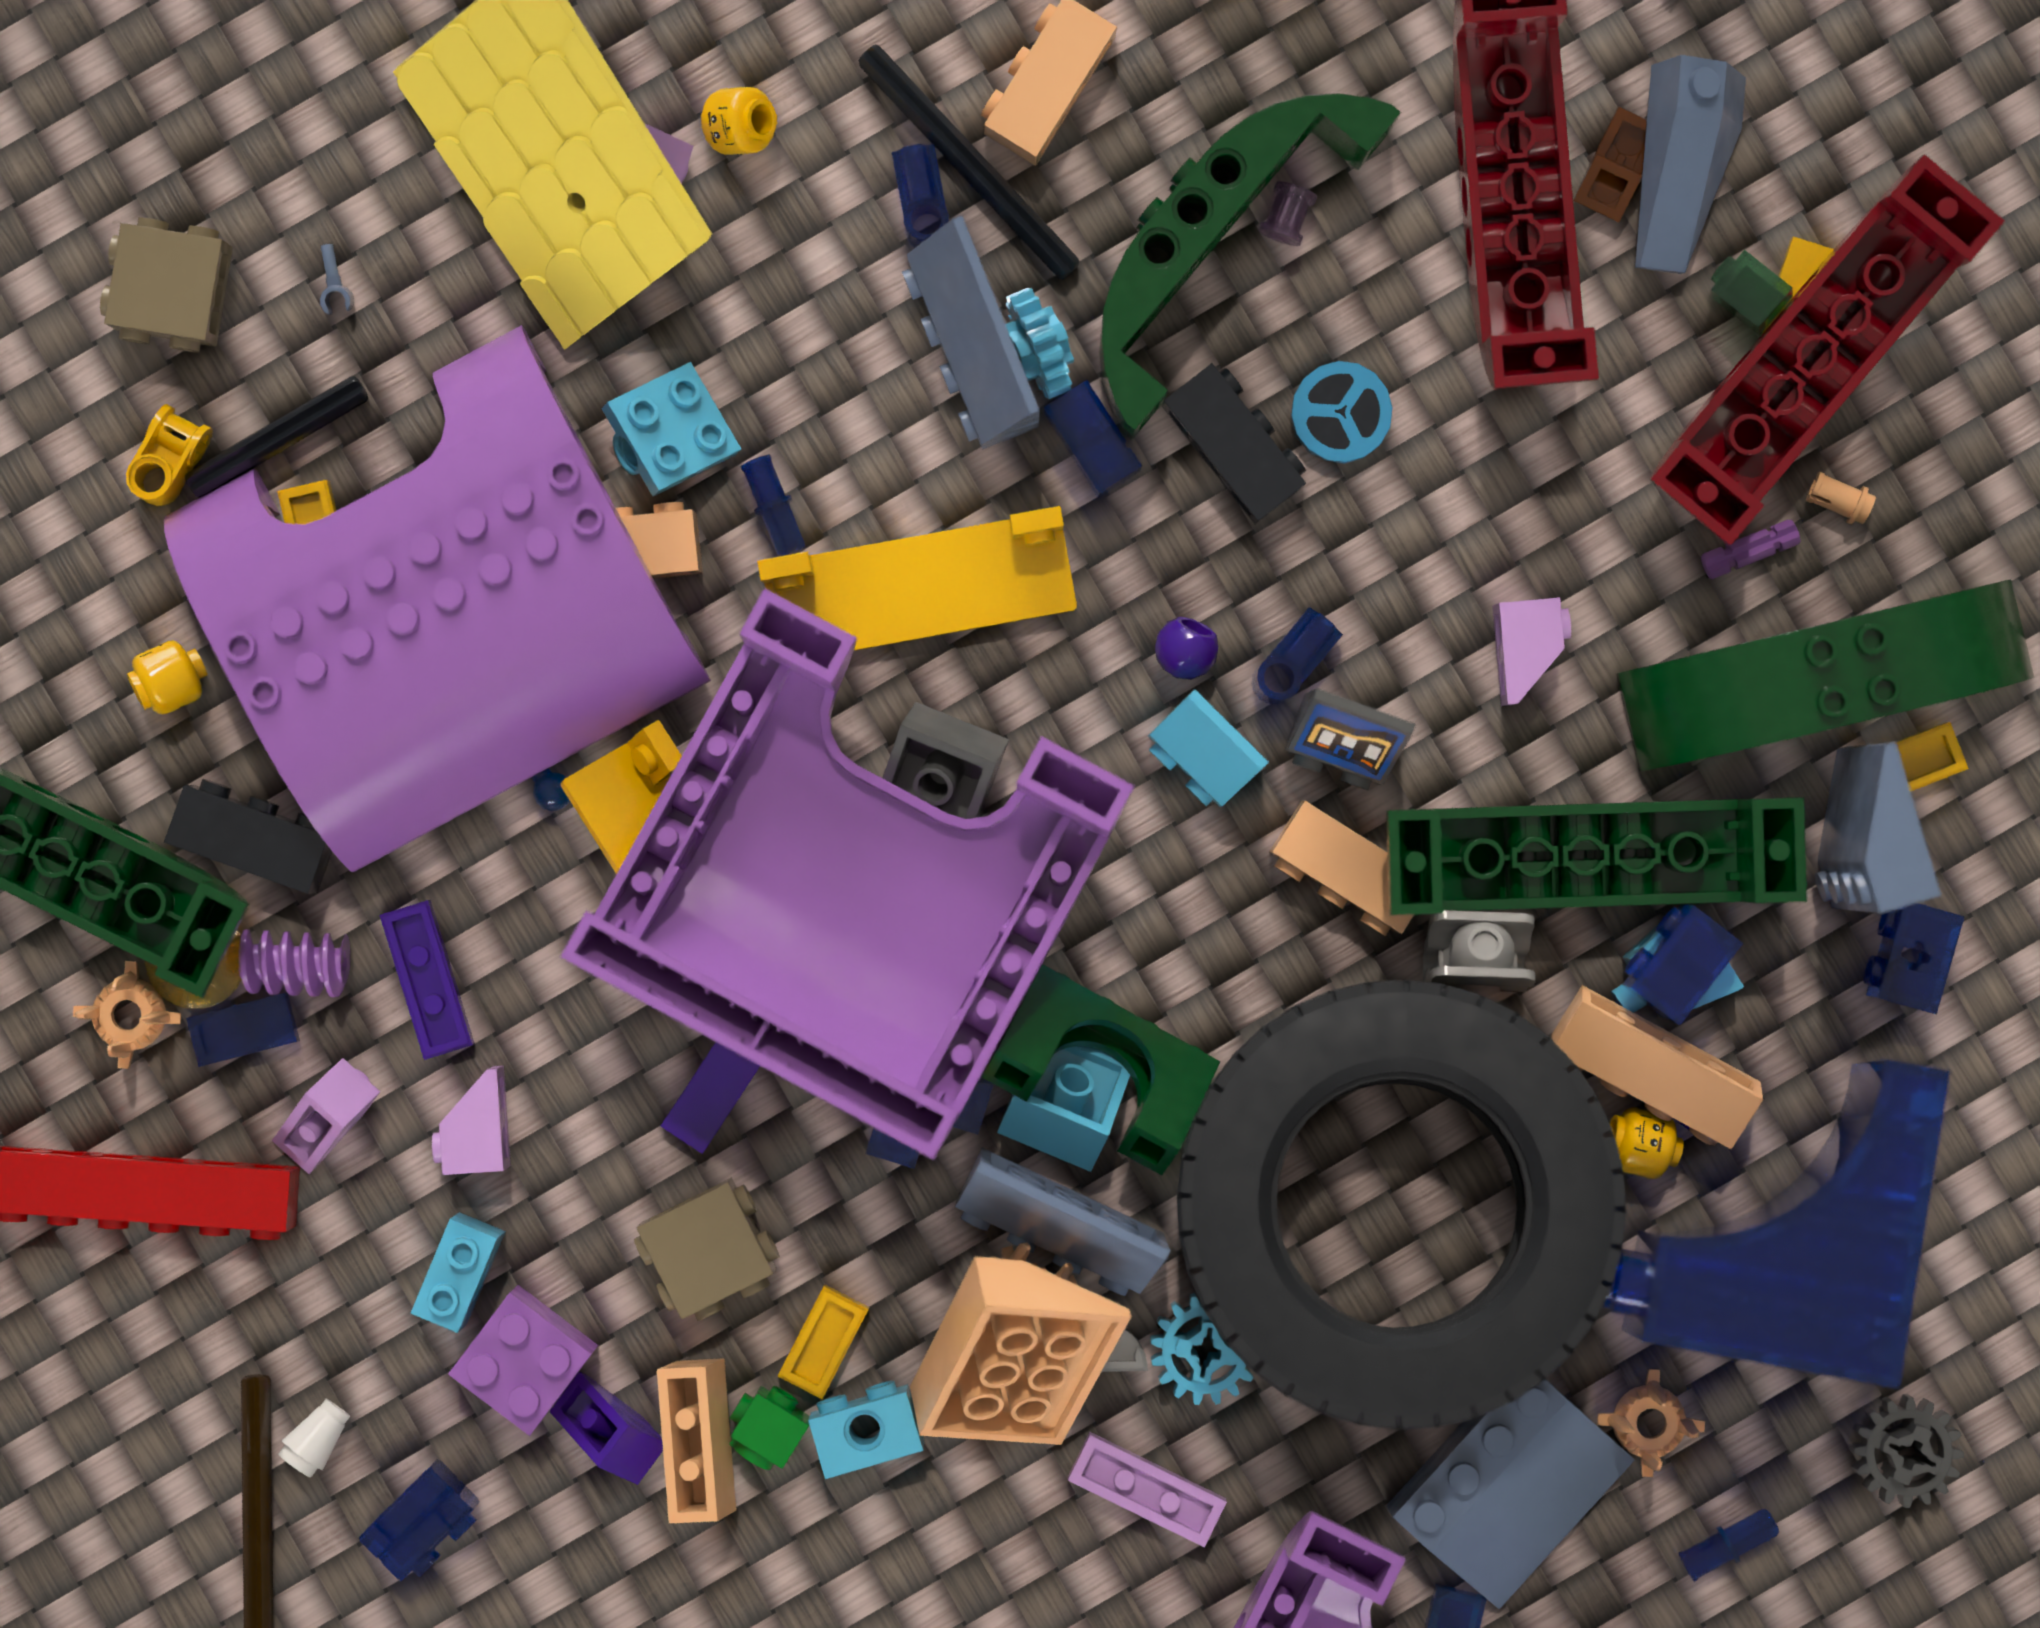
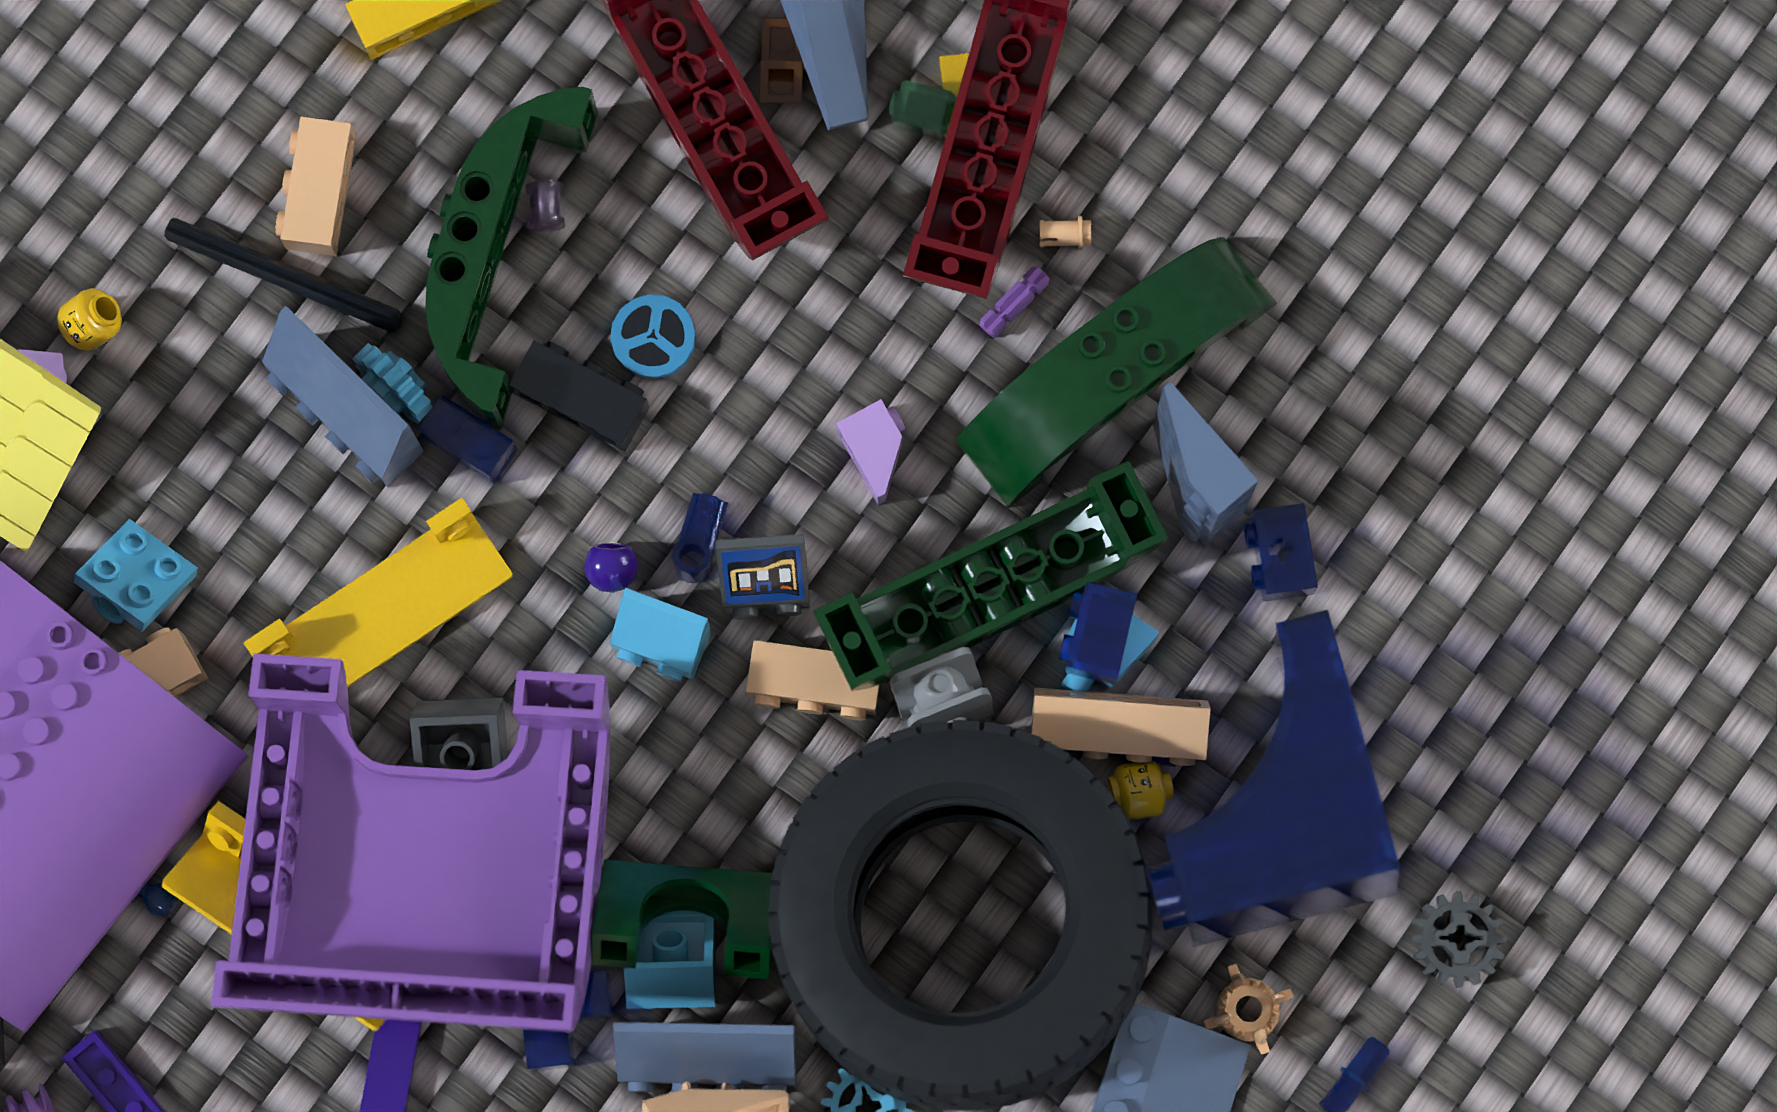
camera: 20 degrees left, 10 degrees down
(773, 505) = (239, 597): clear blue axle -> none
(919, 188) = (250, 308): clear blue piece -> none
(1931, 756) = (1223, 398): yellow tile -> none

